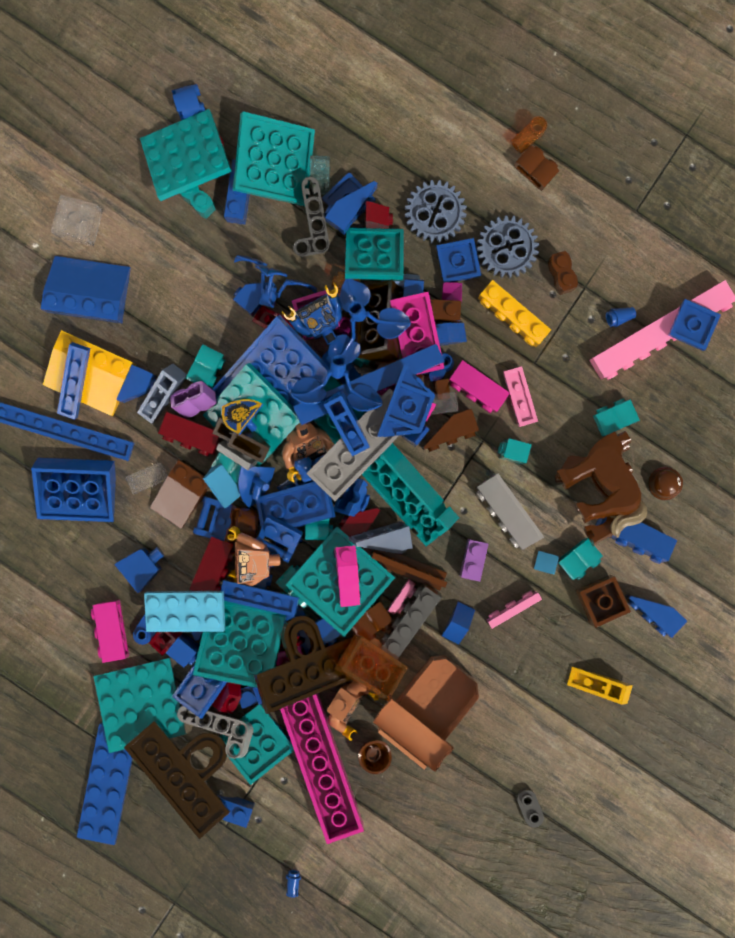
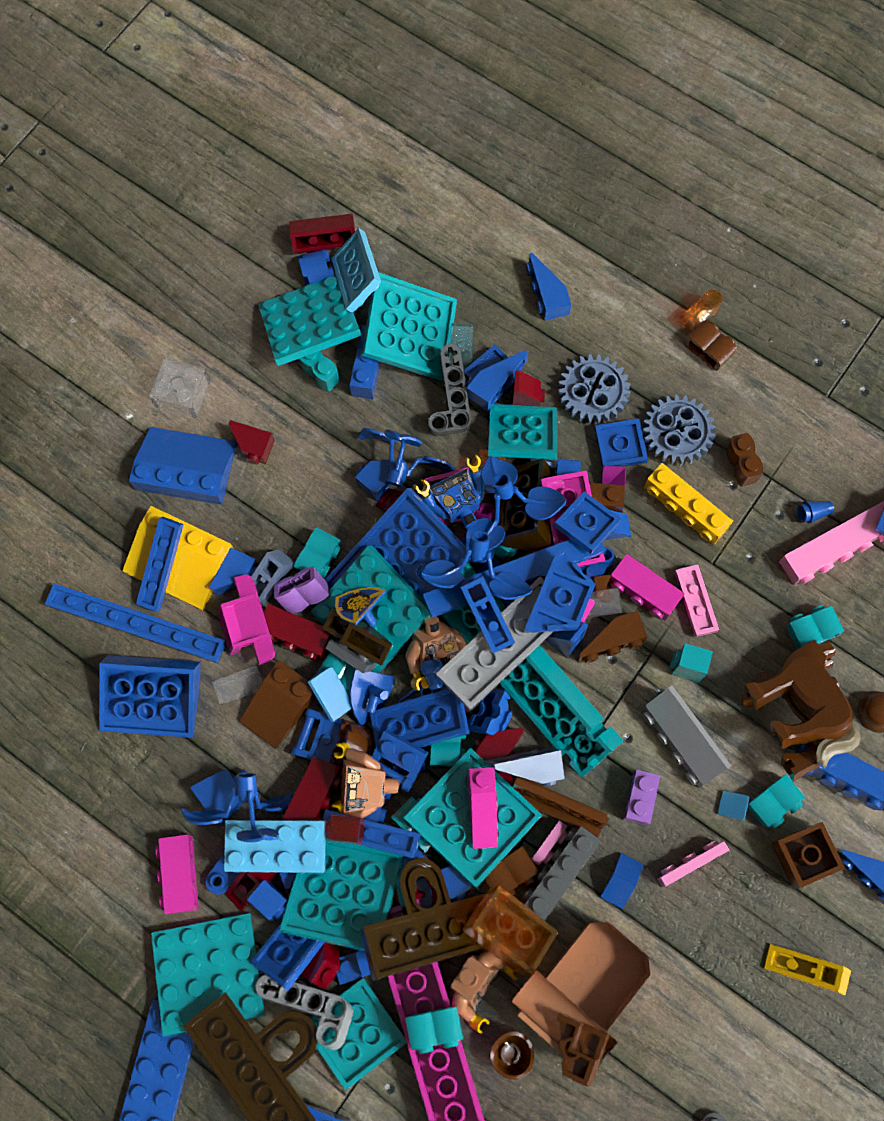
camera: 10 degrees right, 15 degrees down
(143, 269) = (253, 442): none -> dark red slope
(149, 428) = (245, 621): none -> dark pink plate
(159, 570) = (247, 792): none -> blue plant
(192, 68) = (321, 232): none -> dark red brick
(223, 107) = (356, 270): none -> medium azure plate
(239, 597) = (345, 829): none -> clear red brick
(315, 742) = (434, 1028): none -> teal brick
(398, 121) = (551, 292): none -> blue slope
(425, 755) = (581, 1049): none -> reddish brown slope
(429, 339) = (587, 522): none -> blue plate

